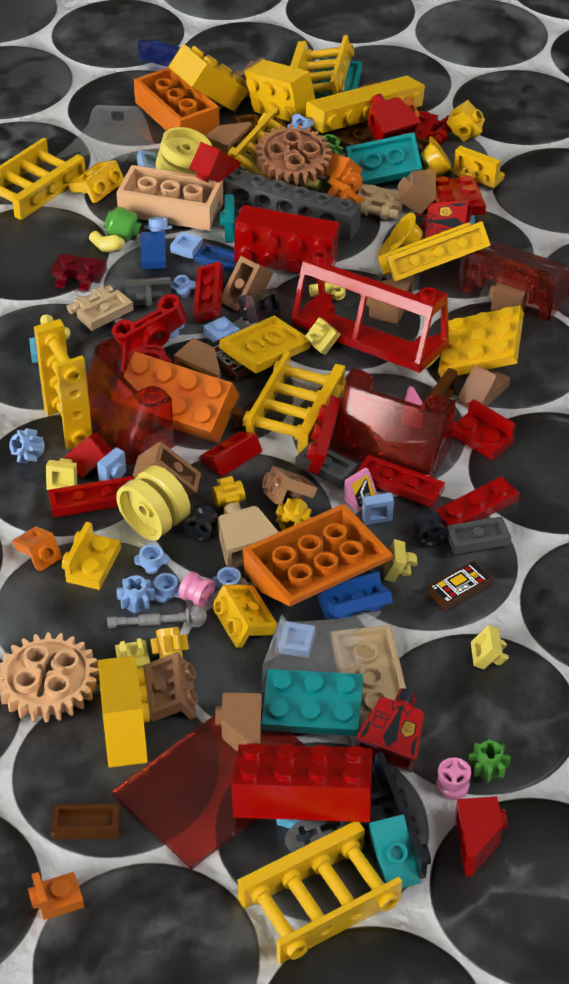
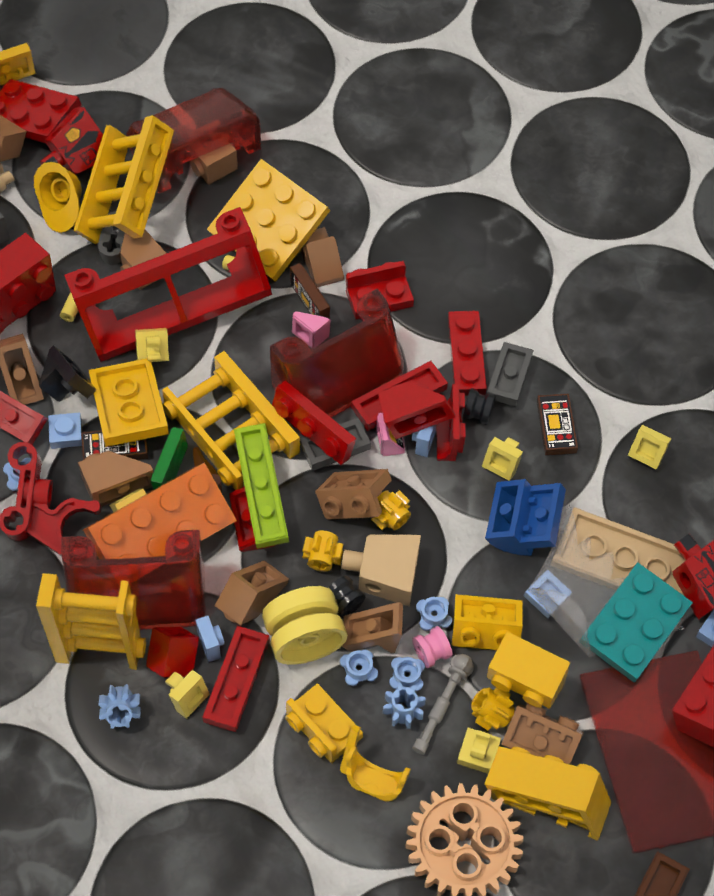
camera: 60 degrees left, 15 degrees up
(40, 546) = (274, 766): orange bracket -> none
(68, 597) = (367, 776): none -> yellow helmet
(189, 552) = (375, 627): none -> medium nougat slope
(206, 643) = (528, 671): none -> yellow slope
(240, 718) = (633, 695): medium nougat slope -> none
(248, 383) = (170, 458): none -> green tile
(251, 434) = (261, 486): none -> lime tile
(313, 556) = (476, 522): orange slope -> none
(377, 477) = (413, 408): none -> red slope
(389, 523) = (452, 433): none -> red piece

